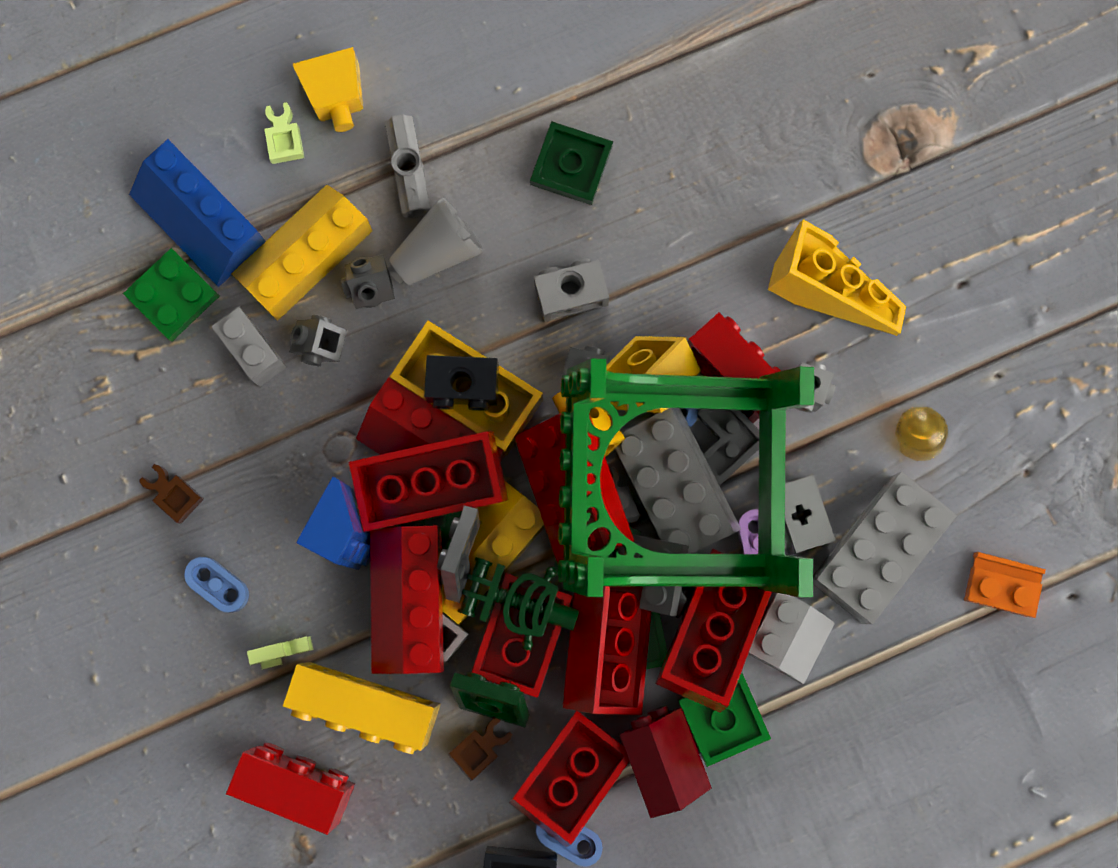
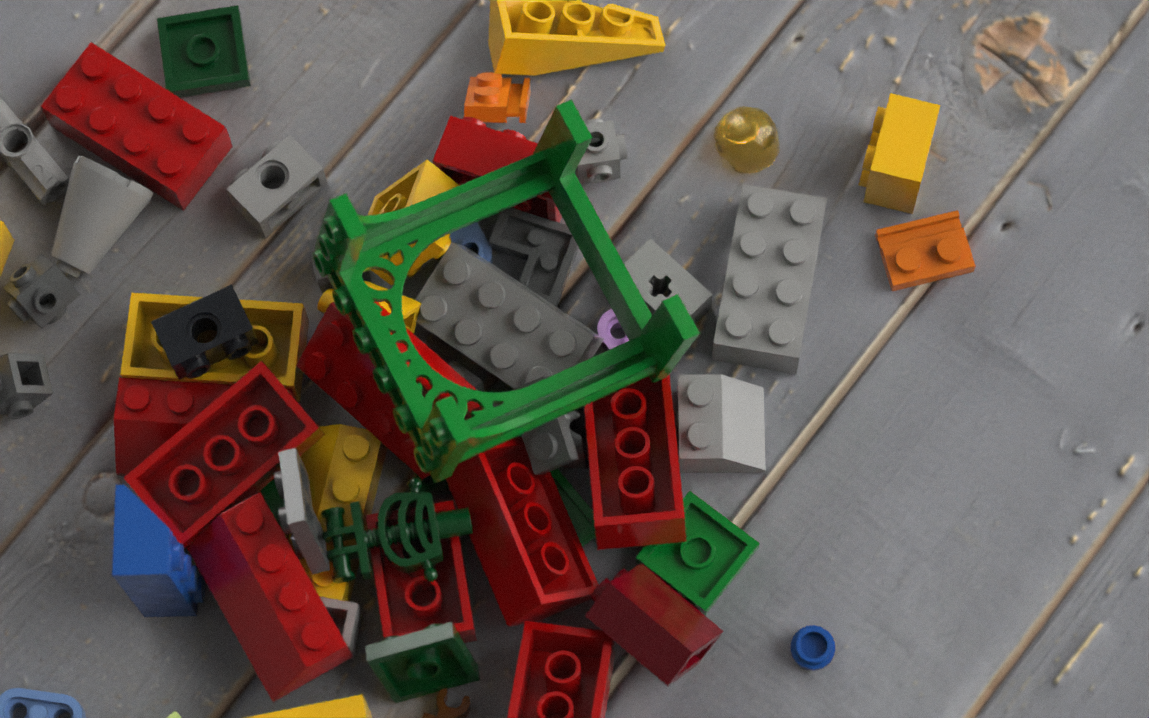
camera: 25 degrees left, 10 degrees down
(497, 194) = (137, 126): none -> red brick
(759, 311) = (496, 98): none -> orange plate
(767, 831) = (812, 647): none -> blue plate
(1029, 508) = (898, 152): none -> yellow brick

